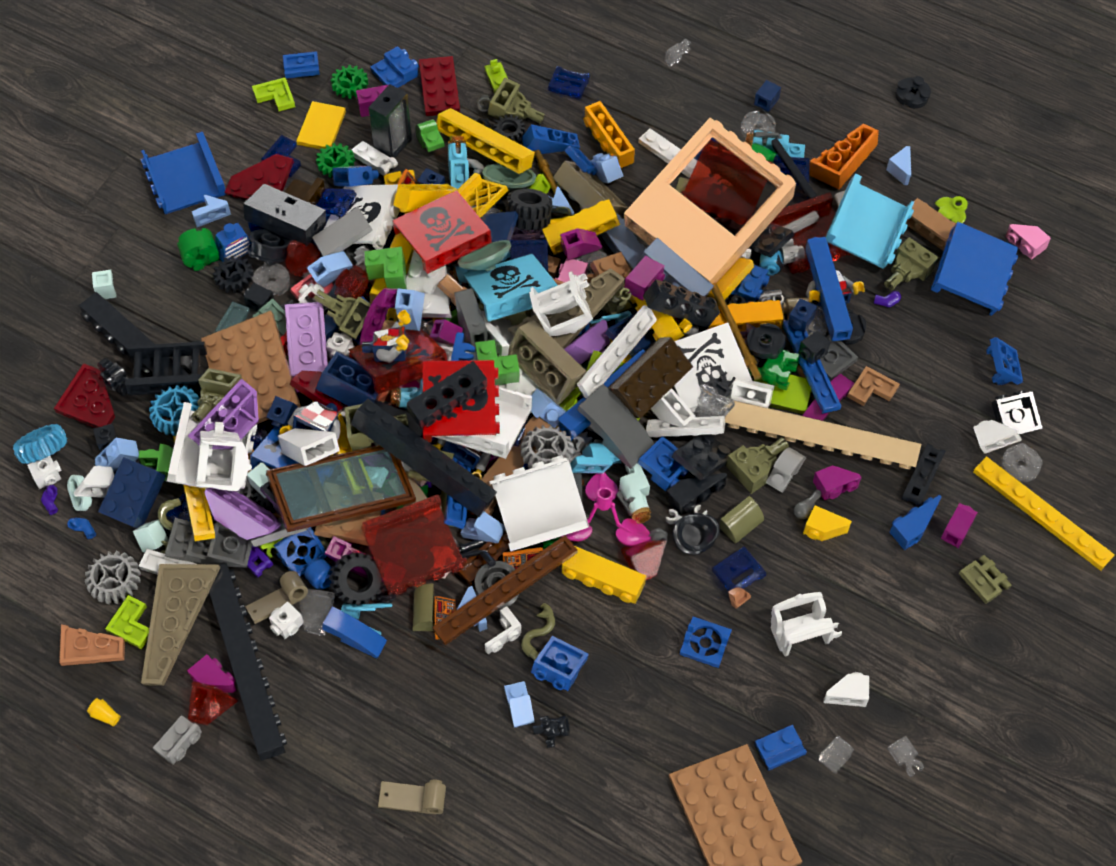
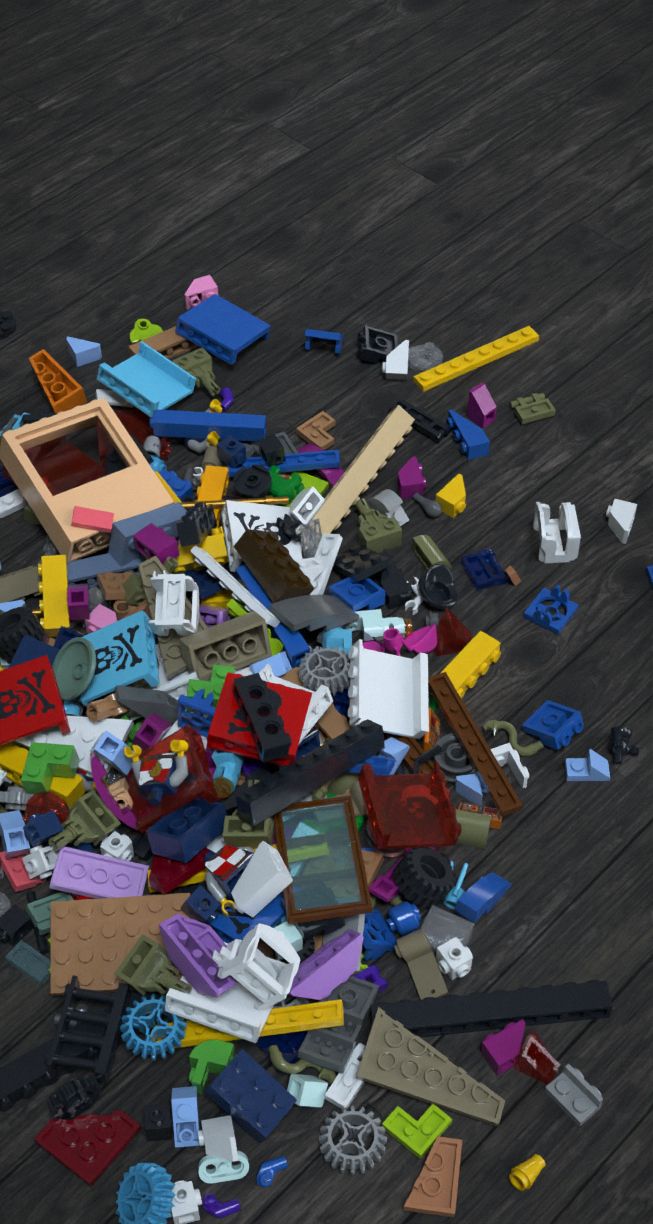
camera: 75 degrees left, 10 degrees down
(329, 281) = (42, 828): none -> dark blue brick
(653, 220) = (92, 519): none -> coral tile

